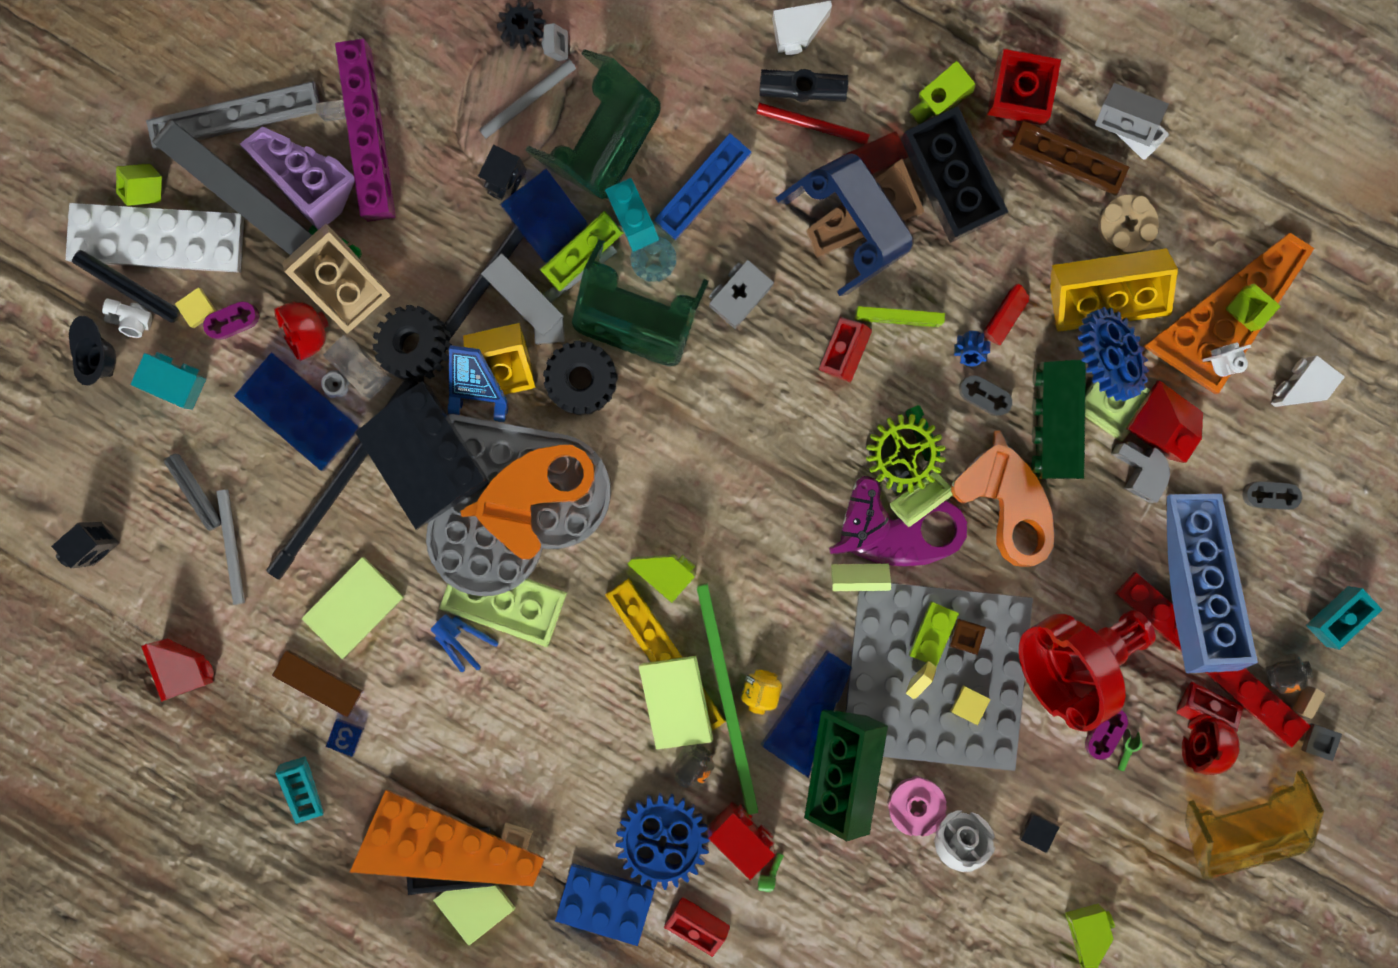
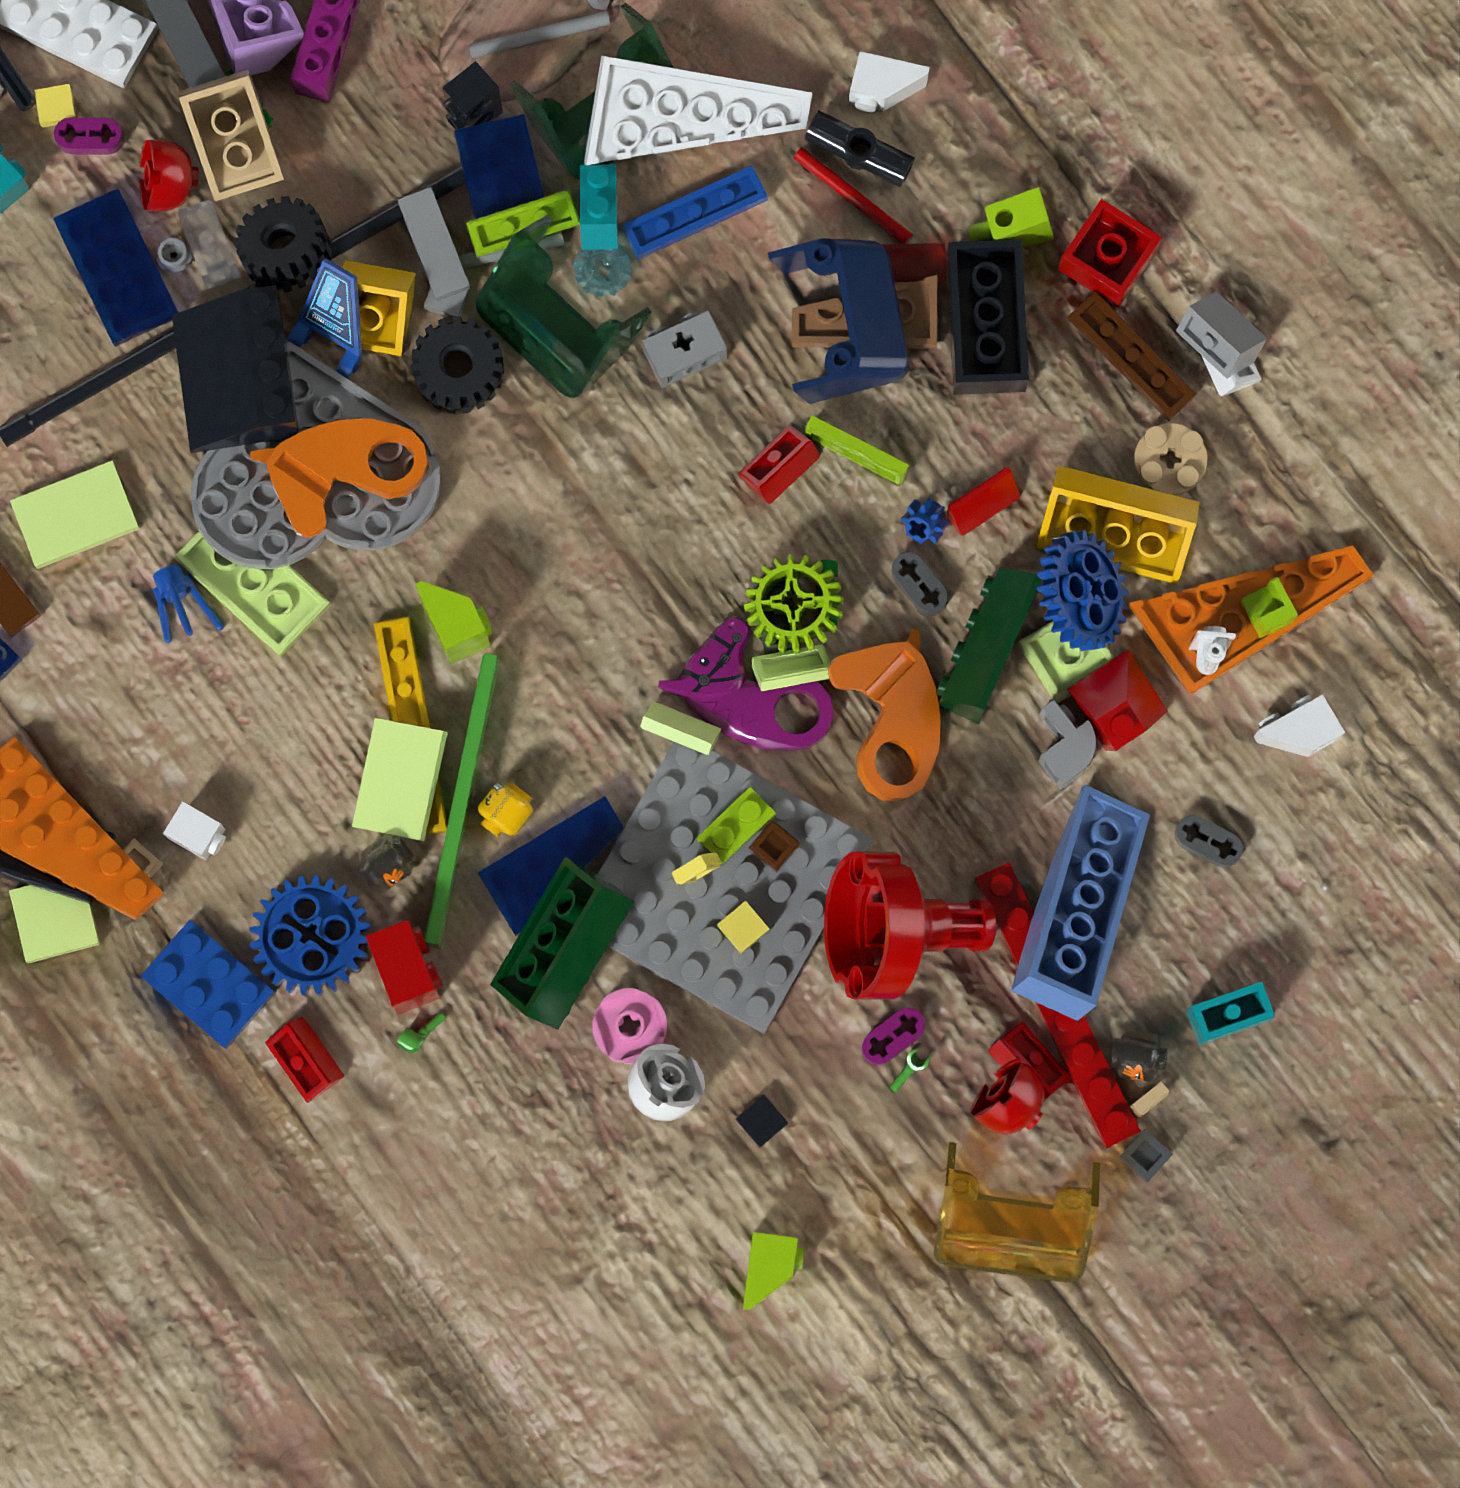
camera: 30 degrees right, 10 degrees down
(547, 802) = (195, 832): none -> white brick
(651, 117) = (671, 109): none -> white wing

